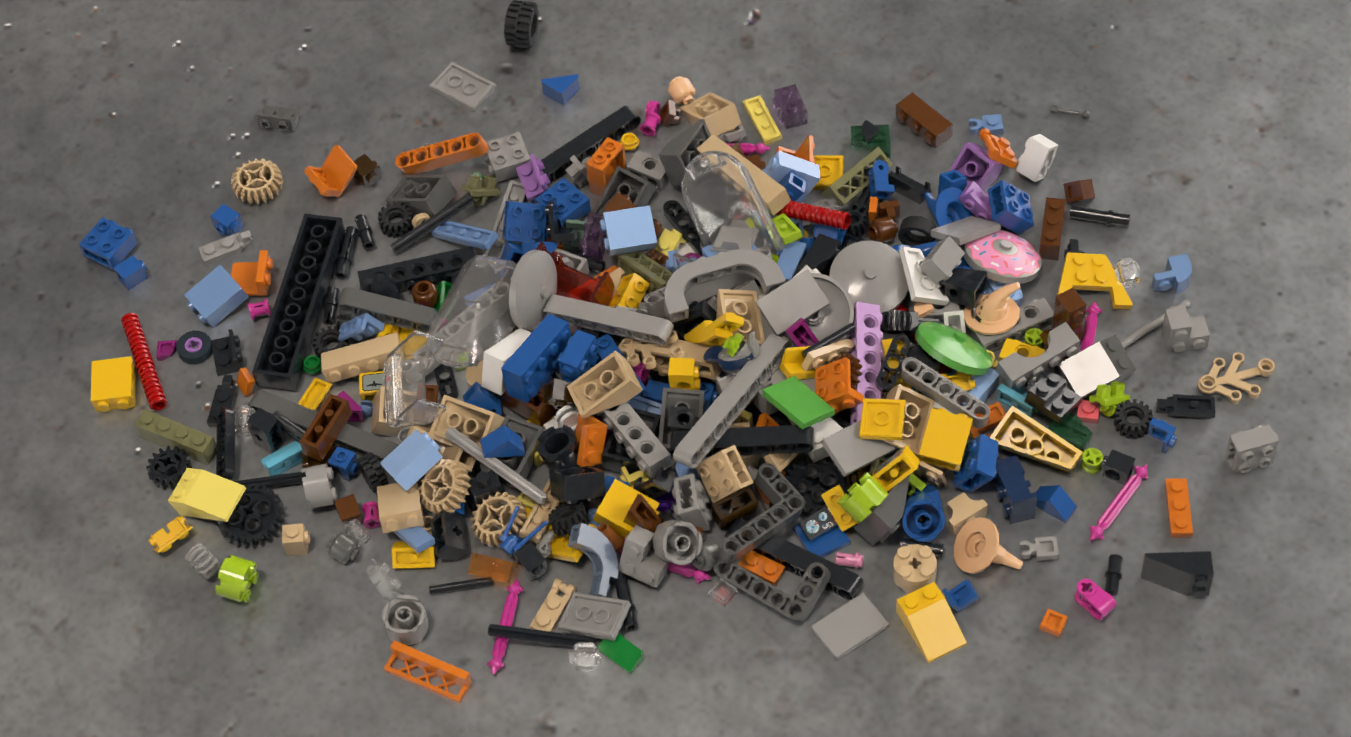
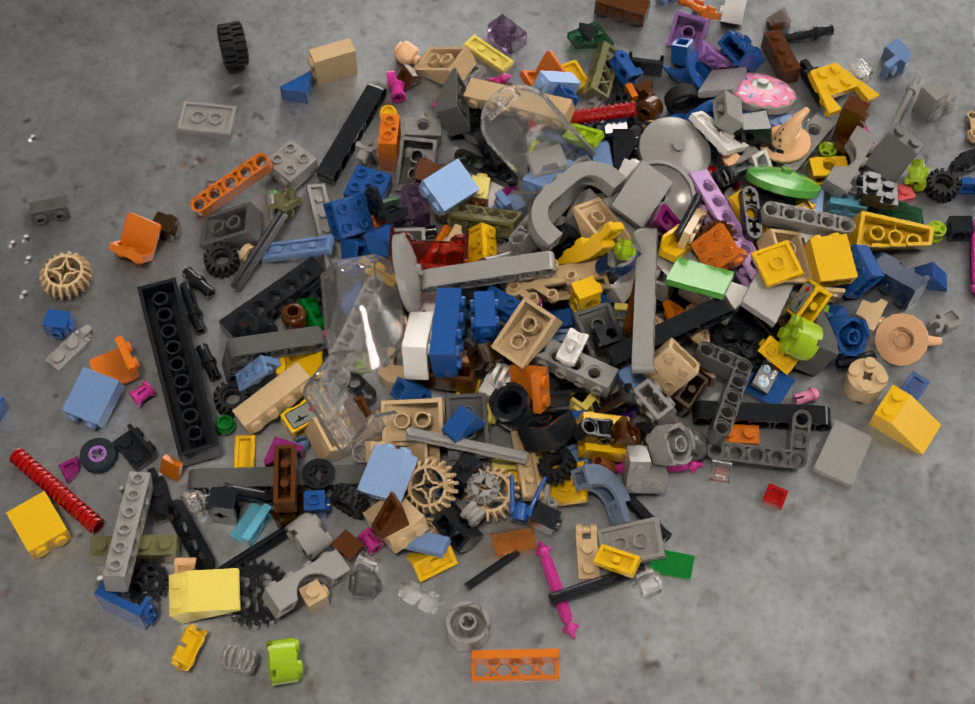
camera: 35 degrees left, 5 degrees up
(133, 465) = (141, 615): none -> blue panel
(172, 415) = (128, 532): none -> light grey brick
(207, 465) = (184, 564): none -> light nougat tile
(317, 520) = (282, 595): none -> light grey arch
(353, 431) = (325, 468): none -> black gear
(391, 497) = (390, 517): none -> reddish brown slope
(466, 527) = (472, 514): none -> light grey wheel
(486, 516) = (485, 496): none -> light grey gear
(533, 178) = (329, 175): medium lavender bracket -> none
(568, 623) = (617, 560): none -> yellow plate
(603, 73) = (332, 61): none -> tan brick
(613, 500) = (598, 431): none -> black piece
(635, 415) = (572, 347): none -> white hips
(758, 636) = (775, 496): none -> red tile

